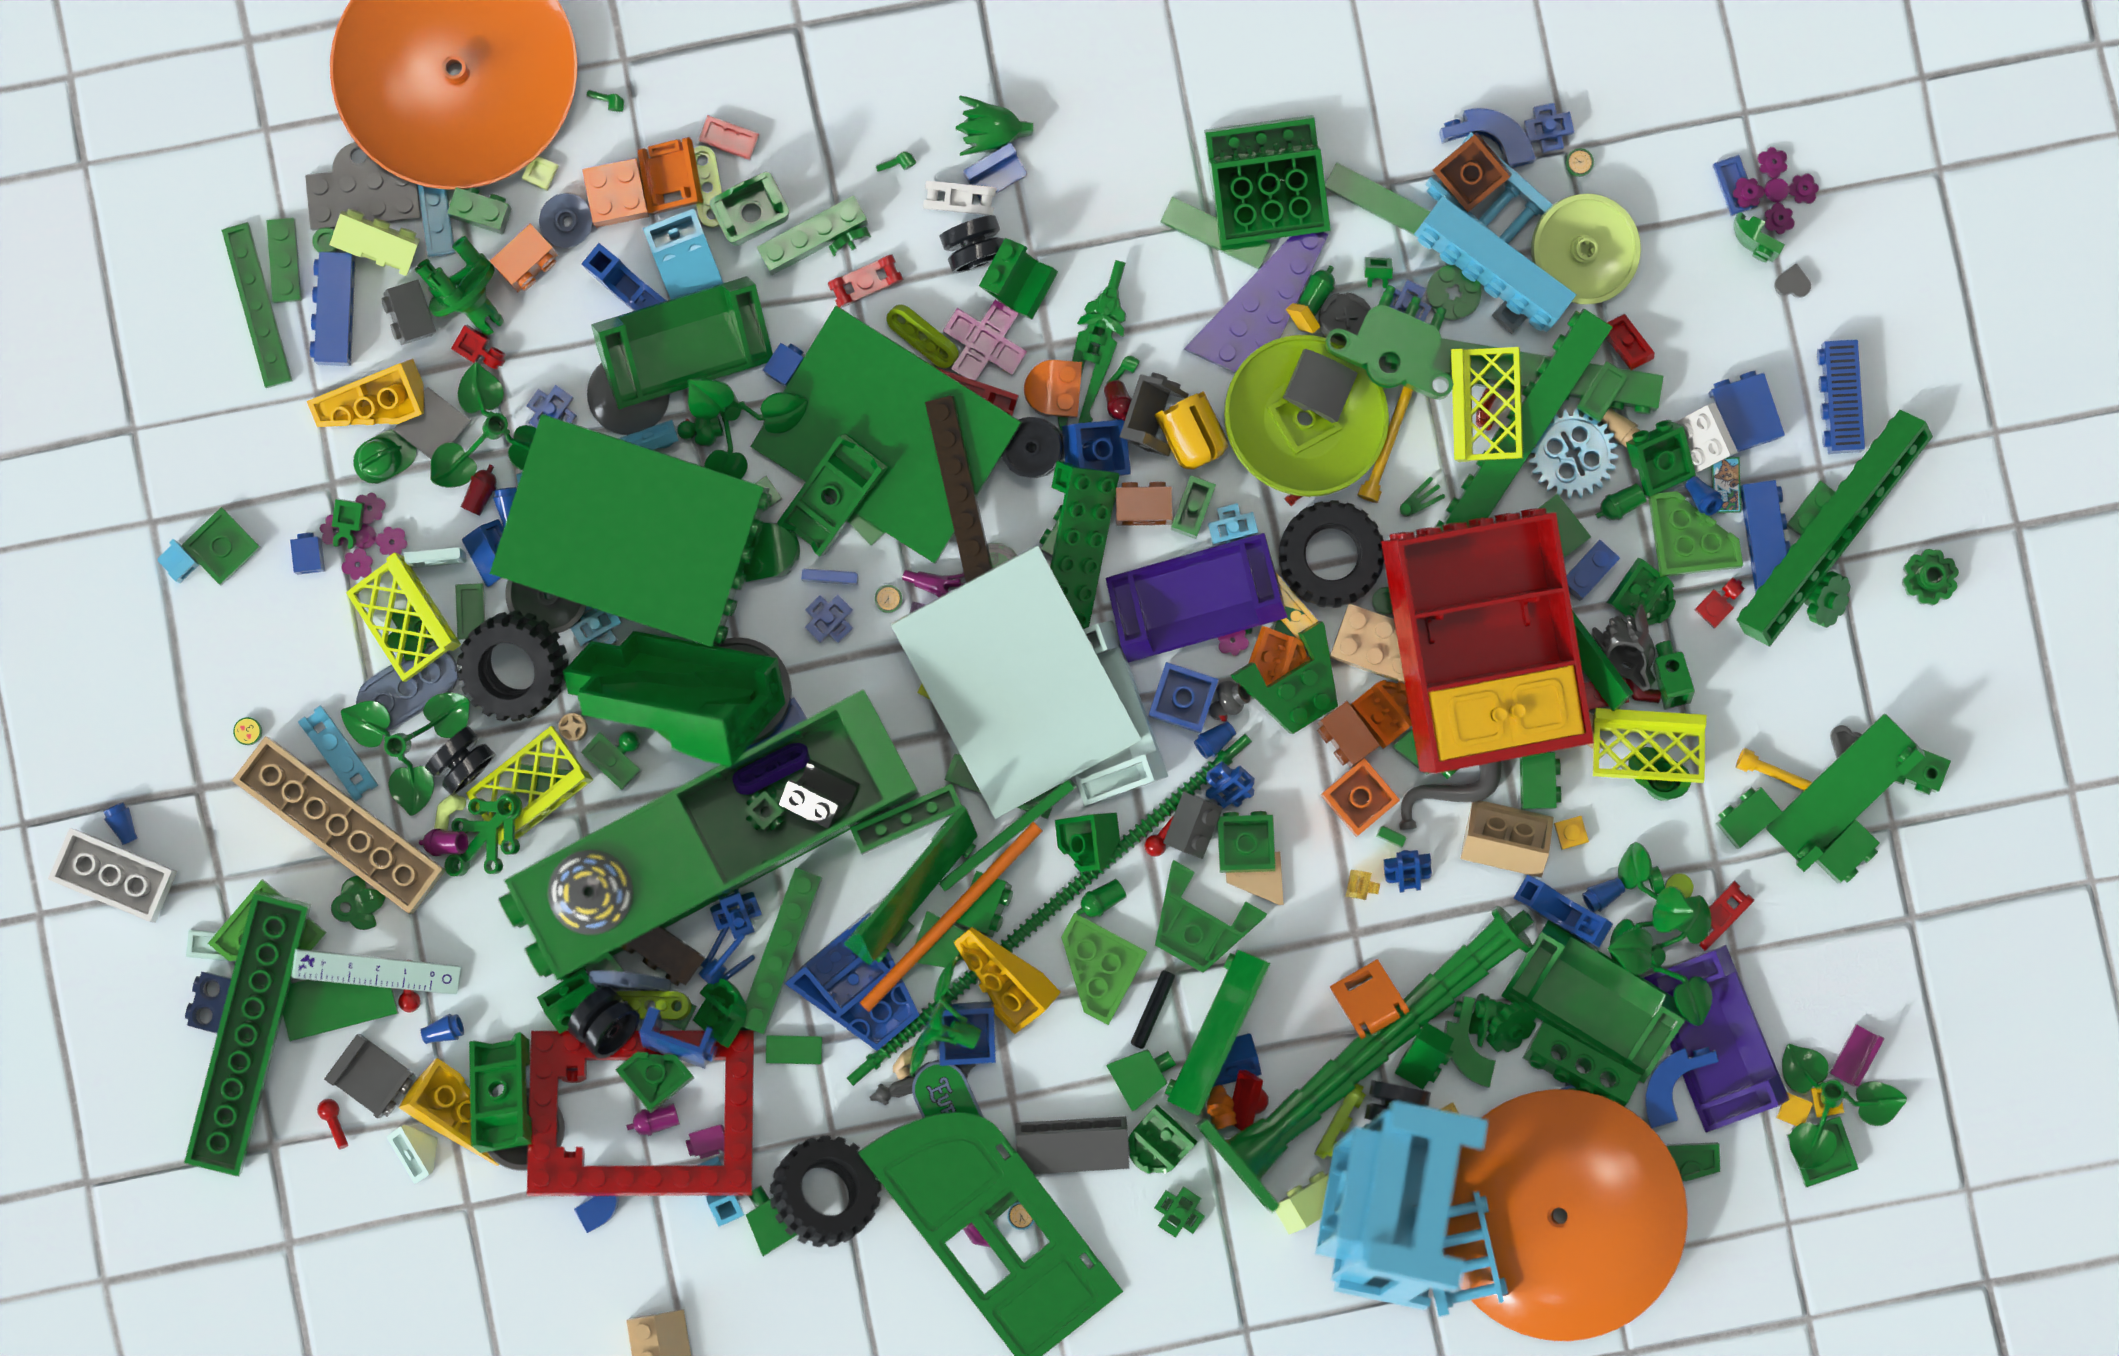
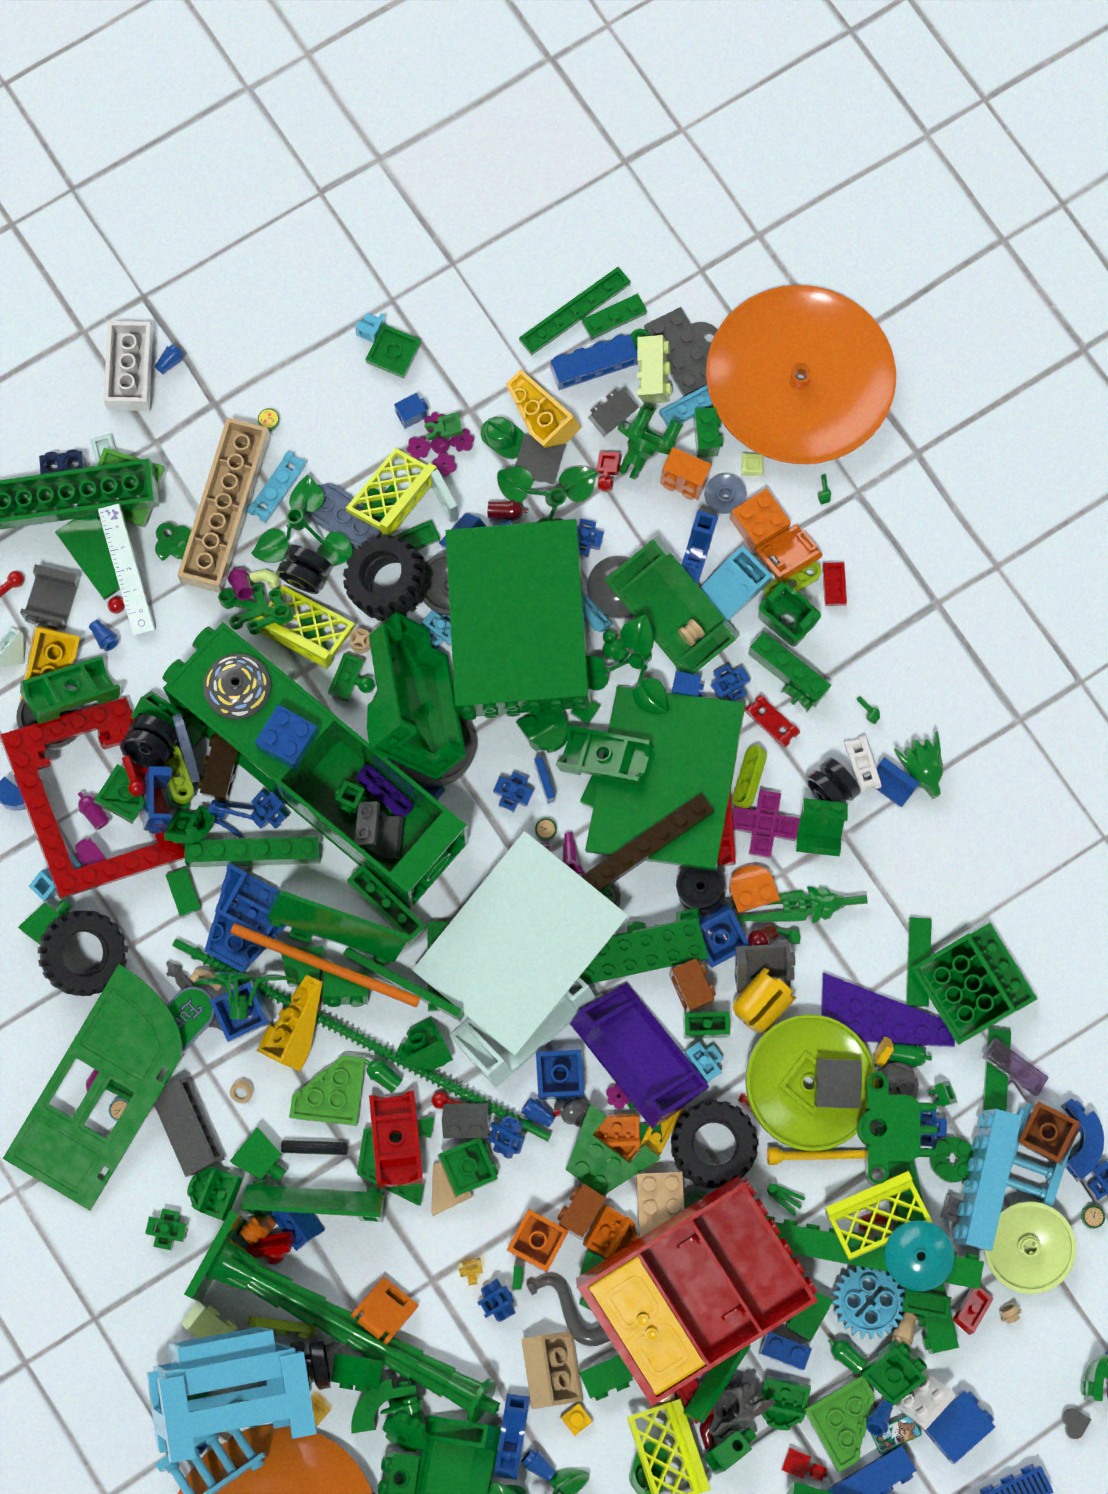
camera: 65 degrees right, 10 degrees down
(652, 1056) = (136, 786): none -> red bar
(678, 857) = (286, 737): none -> blue brick
(723, 332) = (691, 632): none -> tan wheel
(798, 309) = (732, 682): none -> blue piece
(1047, 1065) = (244, 1084): none -> tan piece
(1210, 919) = (401, 1161): none -> red piece
(1380, 176) = (1015, 1067): none -> clear purple tile
(1530, 381) = (902, 1253): none -> teal dish
(1648, 302) = (1010, 1313): none -> tan plate

